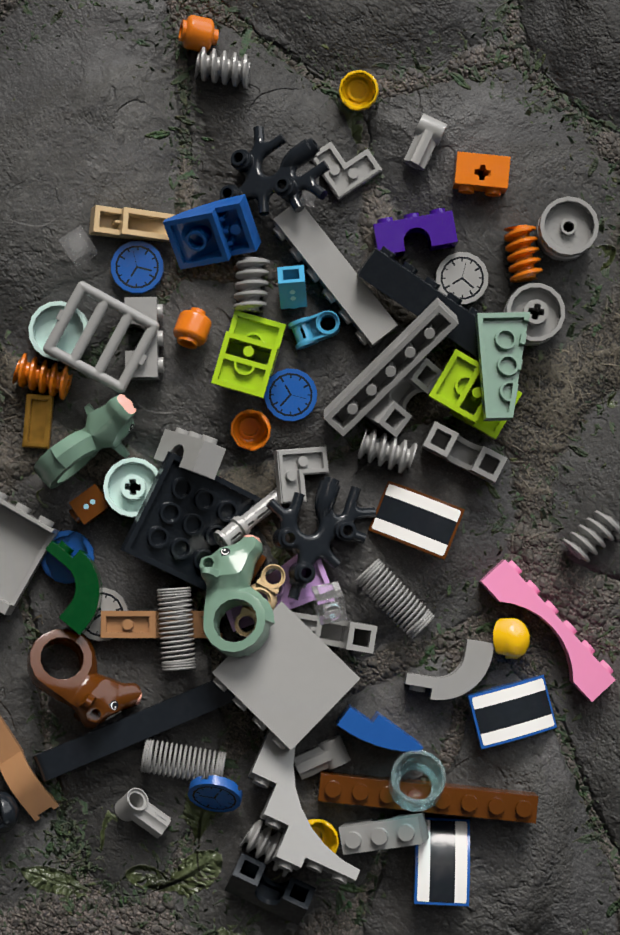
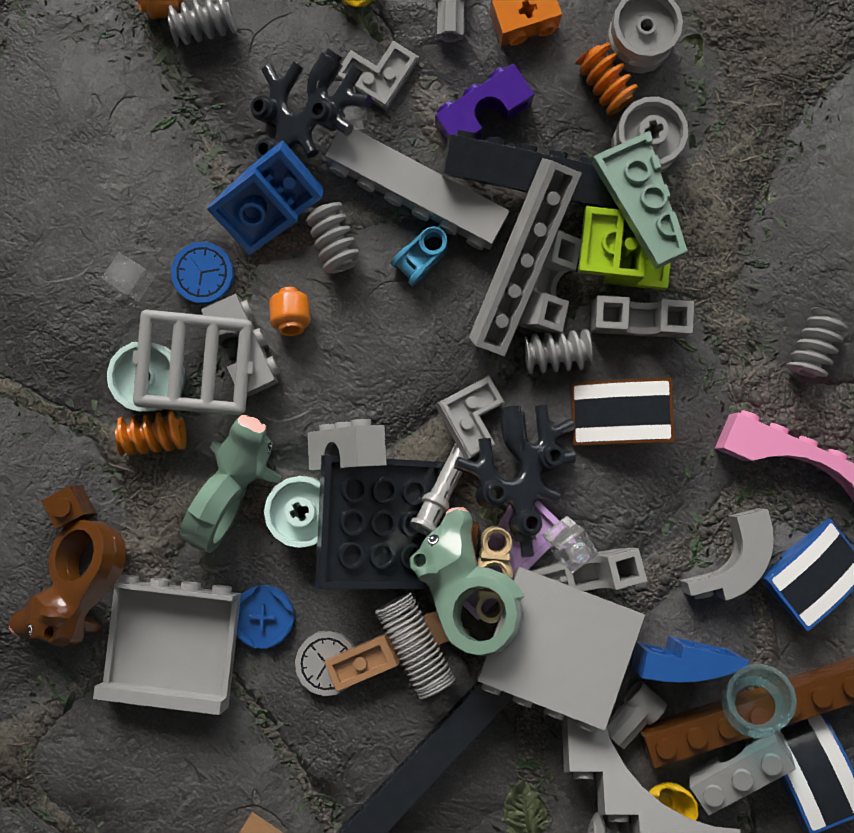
camera: 15 degrees left, 0 degrees up
(38, 421) = (167, 484): pearl gold tile -> none
(87, 693) = (351, 758): reddish brown animal -> none
(88, 591) = (298, 641): dark green arch -> none
(89, 505) = (260, 552): reddish brown brick -> none
(128, 223) = (172, 230): tan slope -> none
(147, 767) = (500, 784): light grey piece -> none
(215, 793) = (537, 808): blue tile -> none
(248, 354) = (362, 312): lime bracket -> none
(250, 429) = (400, 393): orange hair -> none
(290, 395) = (426, 337): blue tile -> none
(292, 286) = (378, 220): dark azure brick -> none
(376, 570) = (601, 489): light grey piece -> none
(463, 276) = (555, 129): light grey tile -> none
(511, 638) = (781, 494): yellow hair -> none

